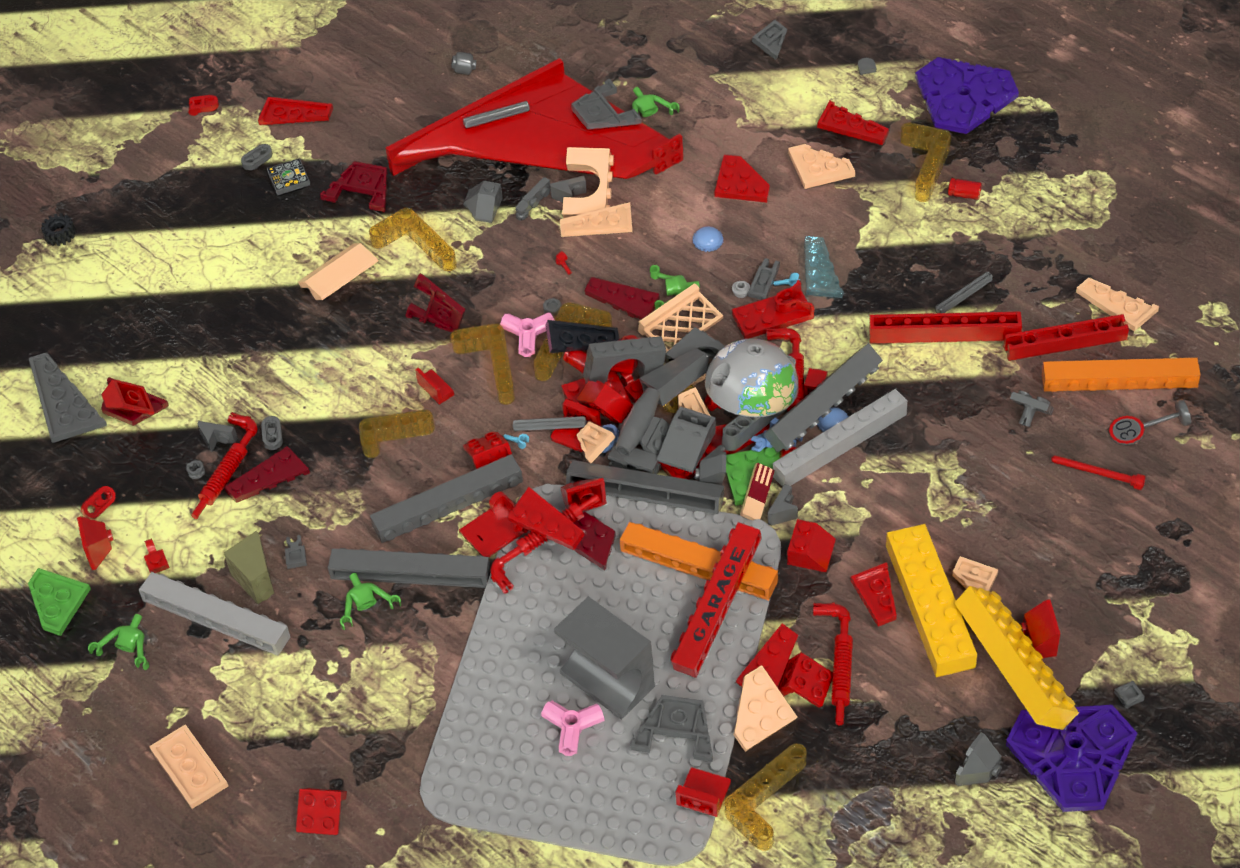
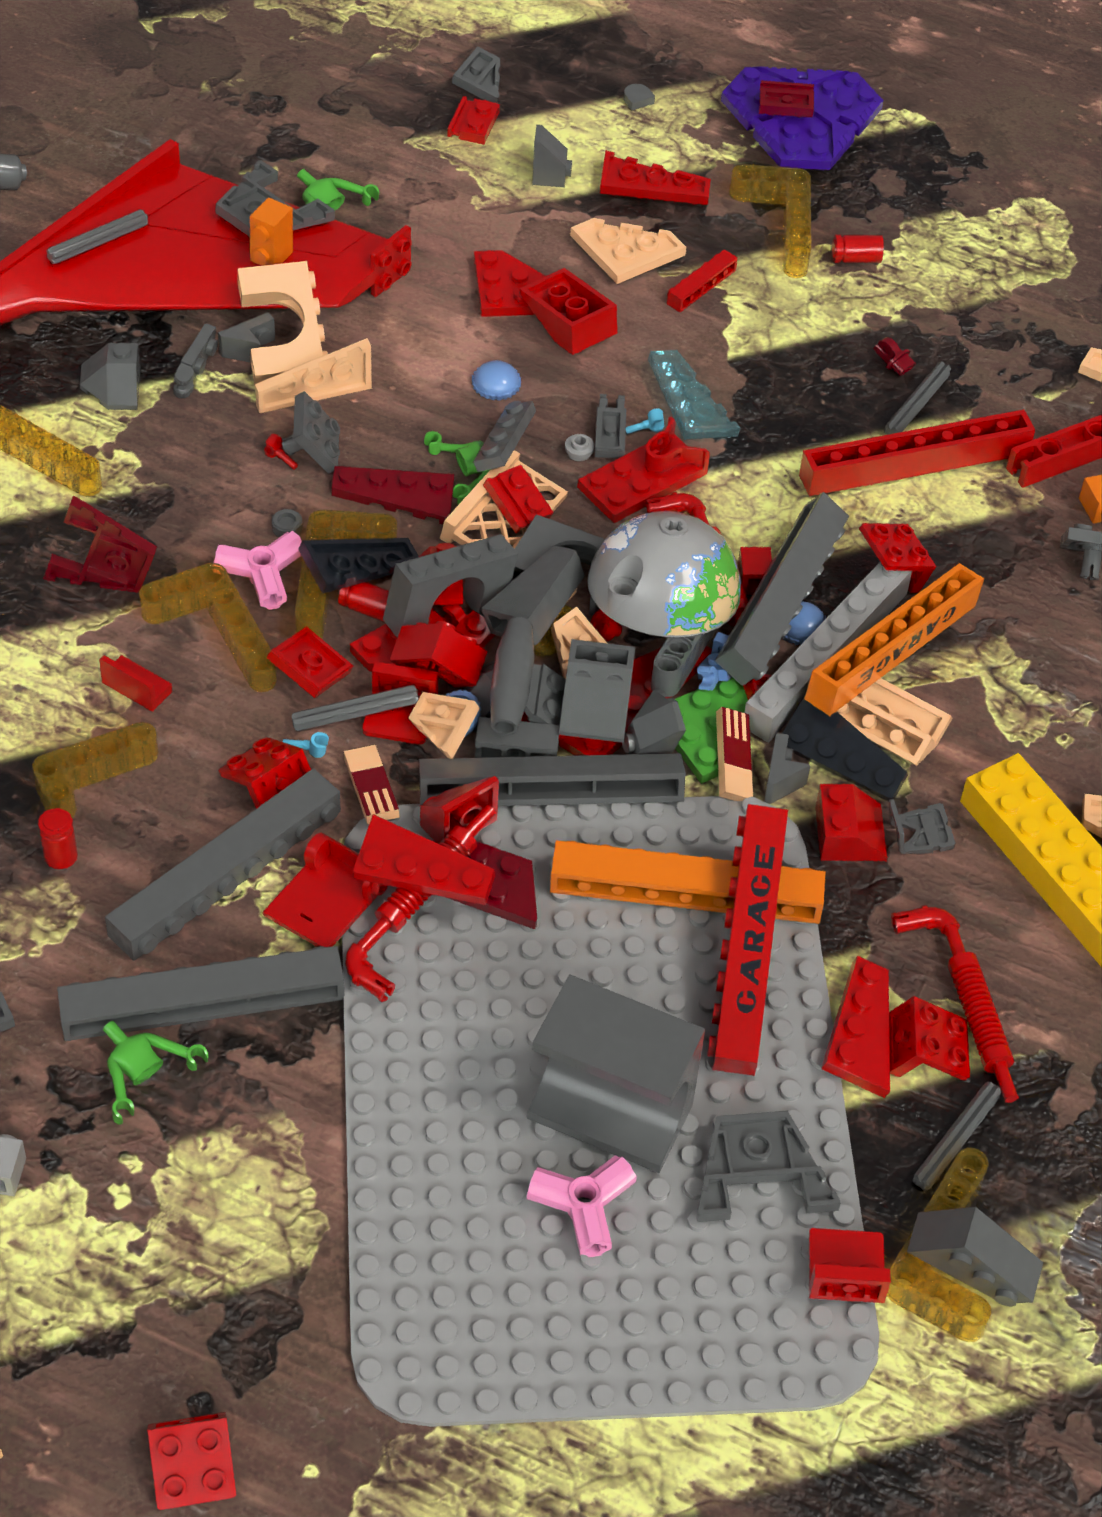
camera: 25 degrees left, 0 degrees up
(360, 467) = (58, 838): none -> red piece
(533, 392) = (310, 662): none -> red plate
(543, 469) = (371, 783): none -> tile
(584, 255) = (314, 433): none -> dark grey plate
(595, 128) = (271, 233): none -> orange brick
(688, 314) = (517, 497): none -> red plate
(695, 275) = (505, 435): none -> dark grey plate
(757, 68) = (474, 120): none -> red plate
(760, 710) = (881, 1105): light nougat plate -> none
(766, 202) = (571, 310): none -> red slope
(776, 802) = (976, 1253): none -> dark grey wedge
(790, 101) = (550, 160): none -> dark grey slope
(801, 735) = (956, 1136): none -> dark grey axle
(820, 497) = (843, 751): none -> black wing
(855, 483) = (897, 720): none -> light nougat slope
(858, 194) = (701, 280): none -> red piece
(858, 557) = (929, 827): none -> dark grey piece
(876, 593) = (978, 875): red wing -> none
(877, 440) = (893, 639): none -> orange brick
(903, 386) = (900, 551): none -> red bracket
(951, 83) = (786, 99): none -> dark red plate
(961, 266) = (894, 356): none -> dark red piece

